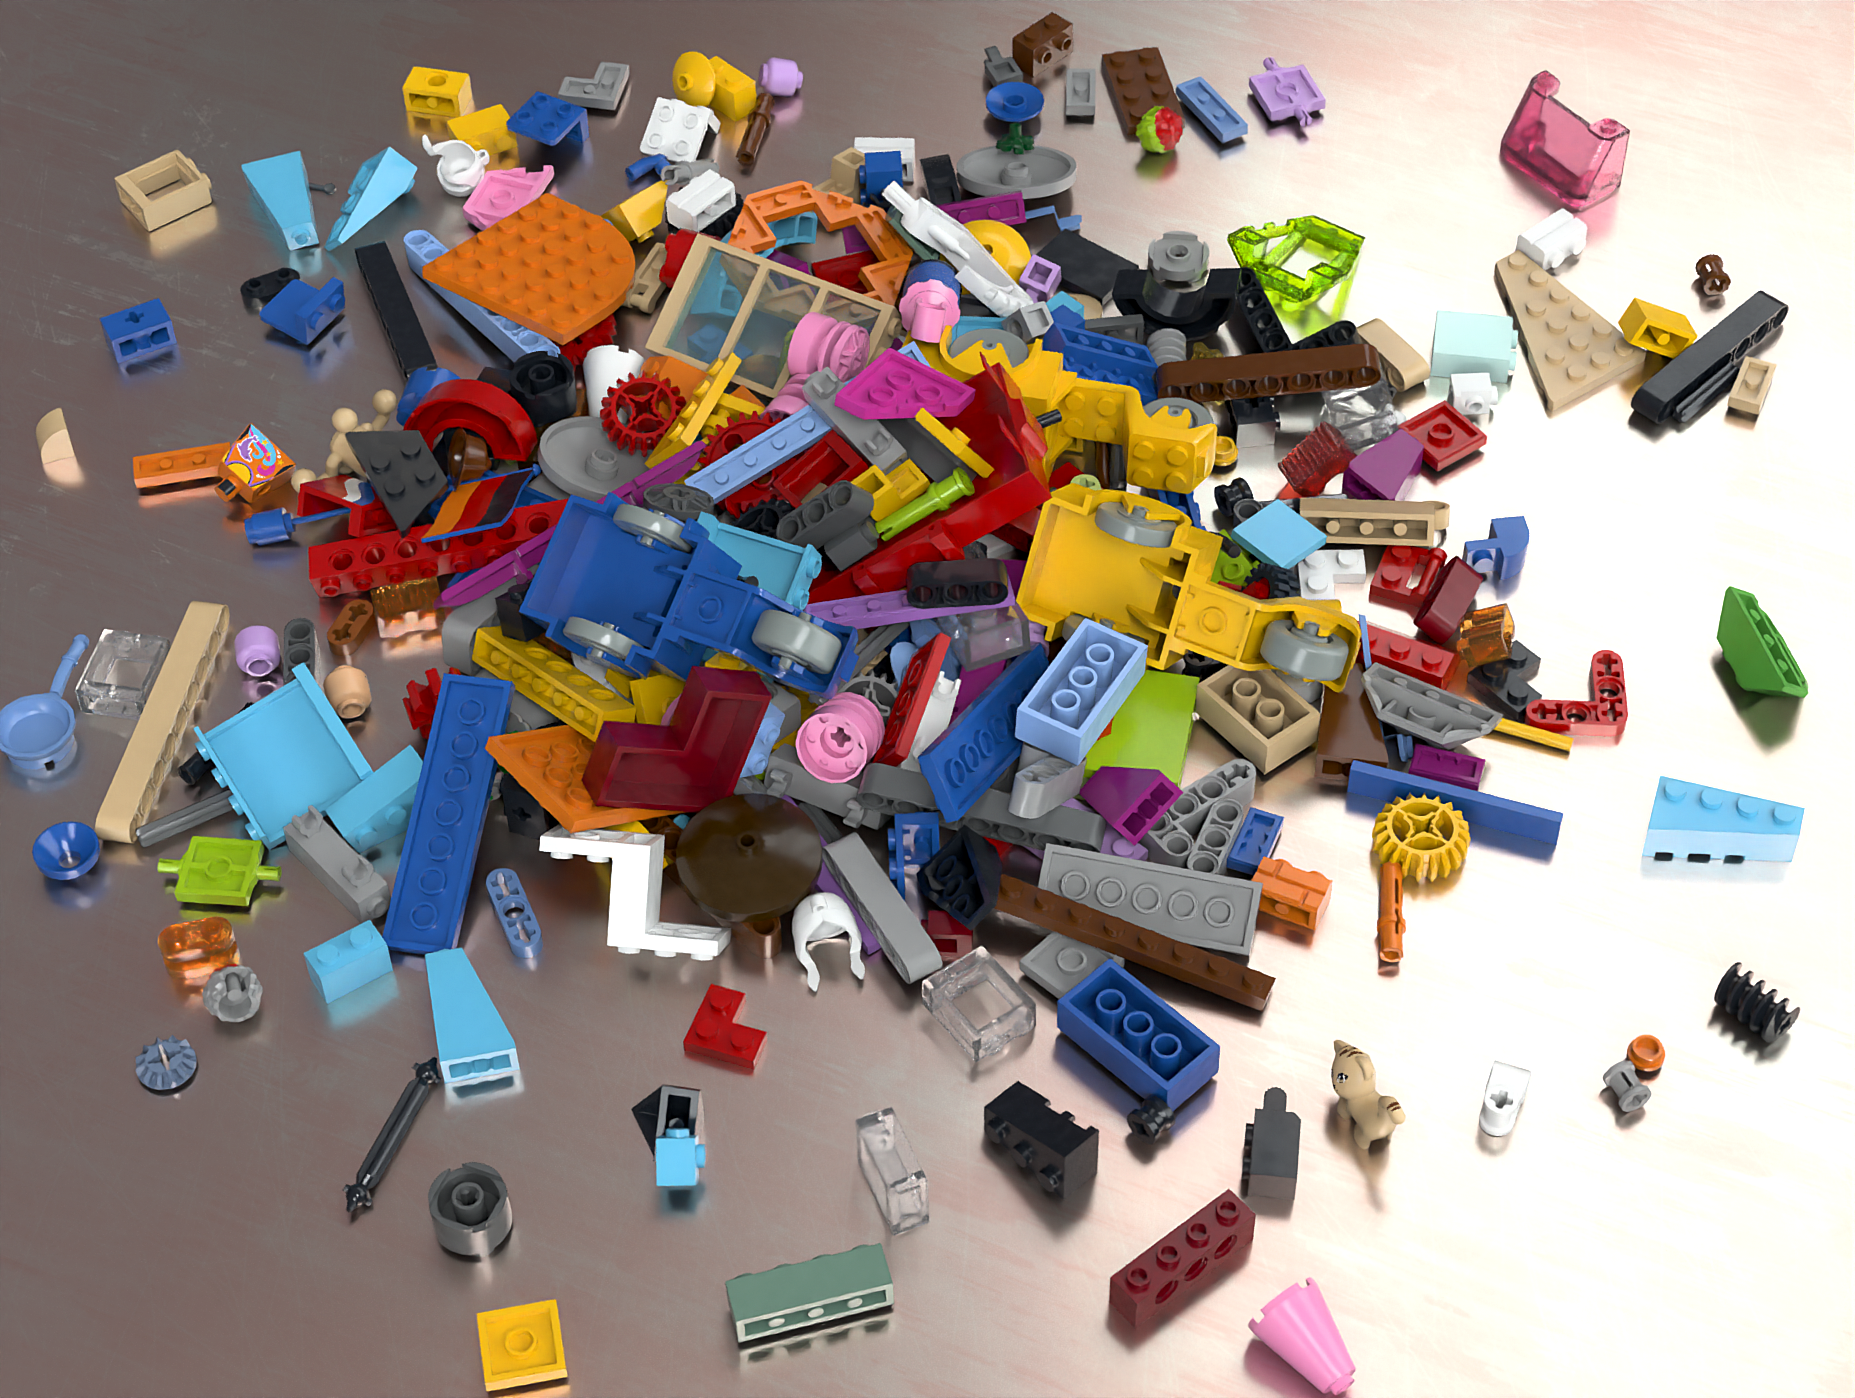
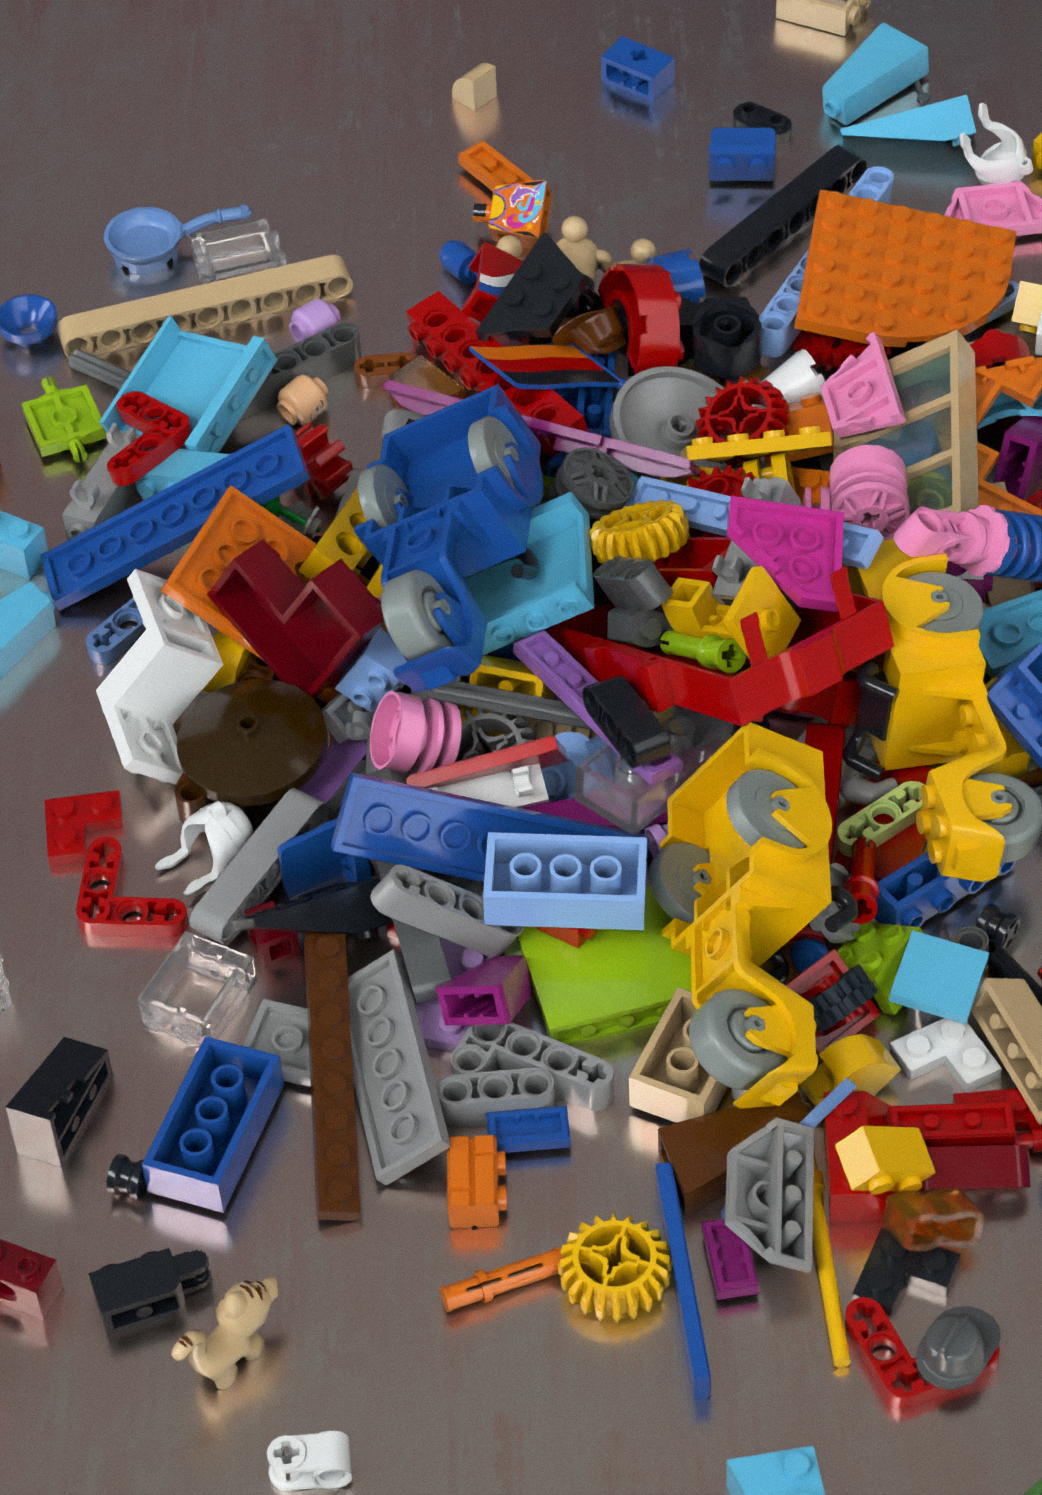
camera: 65 degrees right, 0 degrees up
(327, 794) = (134, 460): none -> red beam
(693, 324) = (863, 393): none -> bright pink wing
(760, 496) = (640, 531): none -> yellow gear
(838, 1037) = (113, 908): none -> red beam
(1407, 592) = (958, 1123): none -> red tile
(1438, 629) = (885, 1159): none -> yellow brick
(1601, 670) = (957, 1347): none -> dark grey piece

